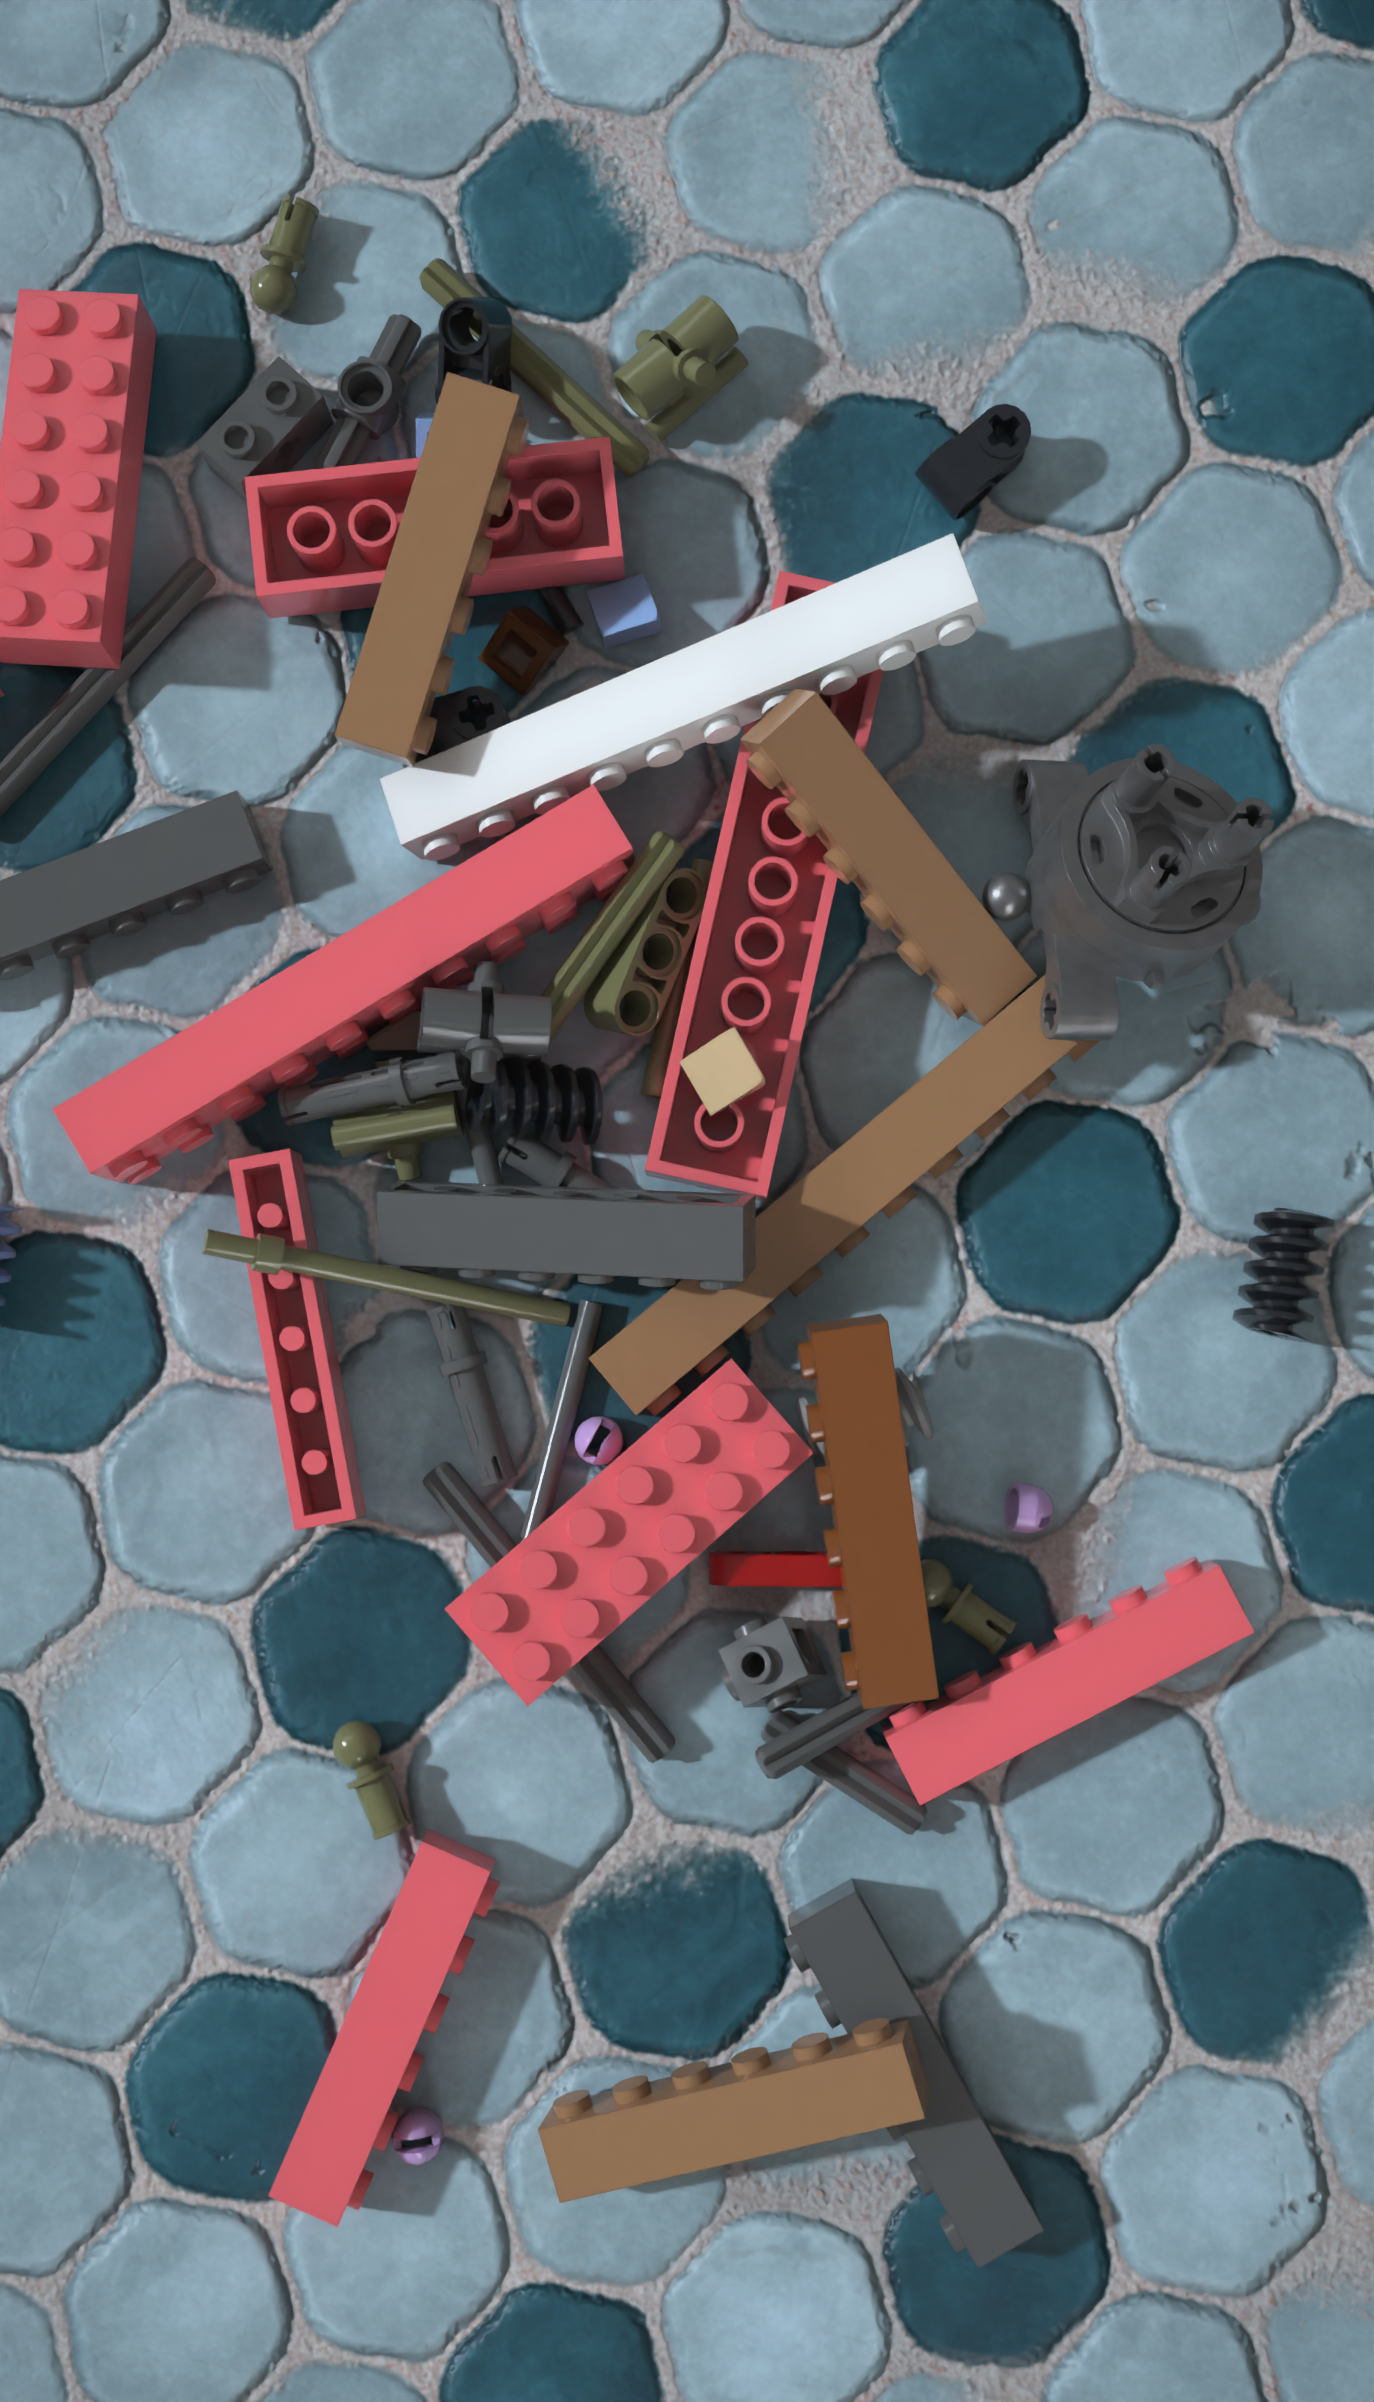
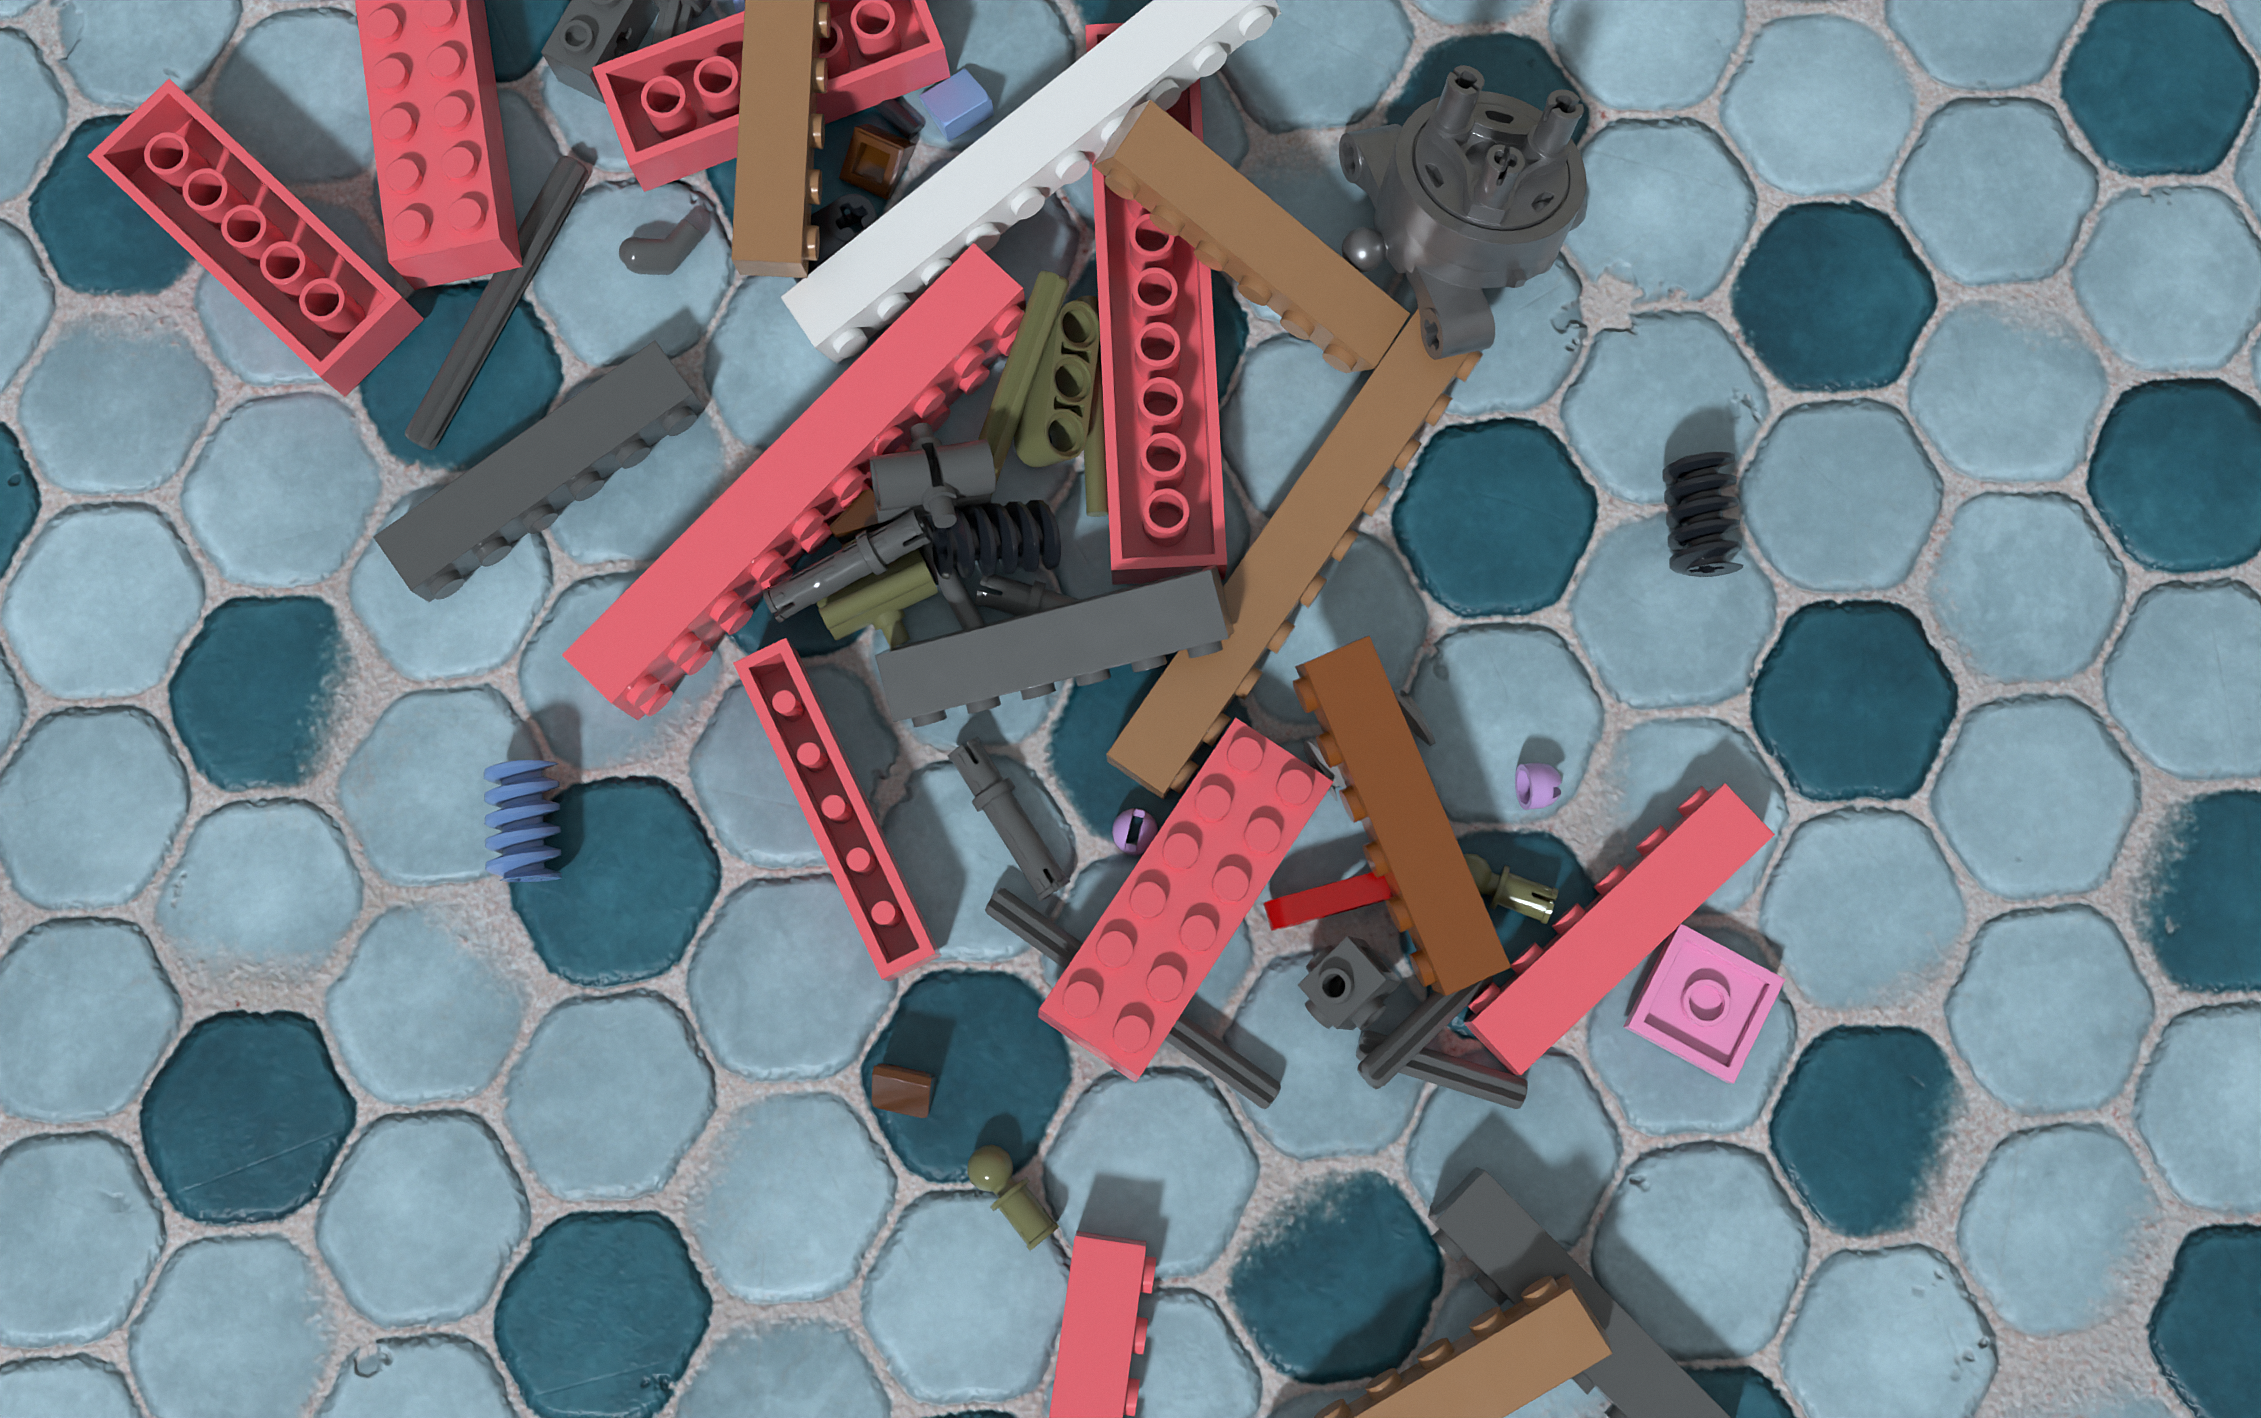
camera: 20 degrees left, 5 degrees down
(266, 693) = (660, 255): none -> dark grey arm
(270, 1254) = (794, 732): olive bar -> none
(291, 1639) = (902, 1090): none -> reddish brown slope
(563, 1415) = (1096, 815): dark grey bar -> none
(723, 1071) = (1158, 462): tan slope -> none
(1132, 1781) = (1704, 1003): none -> bright pink plate

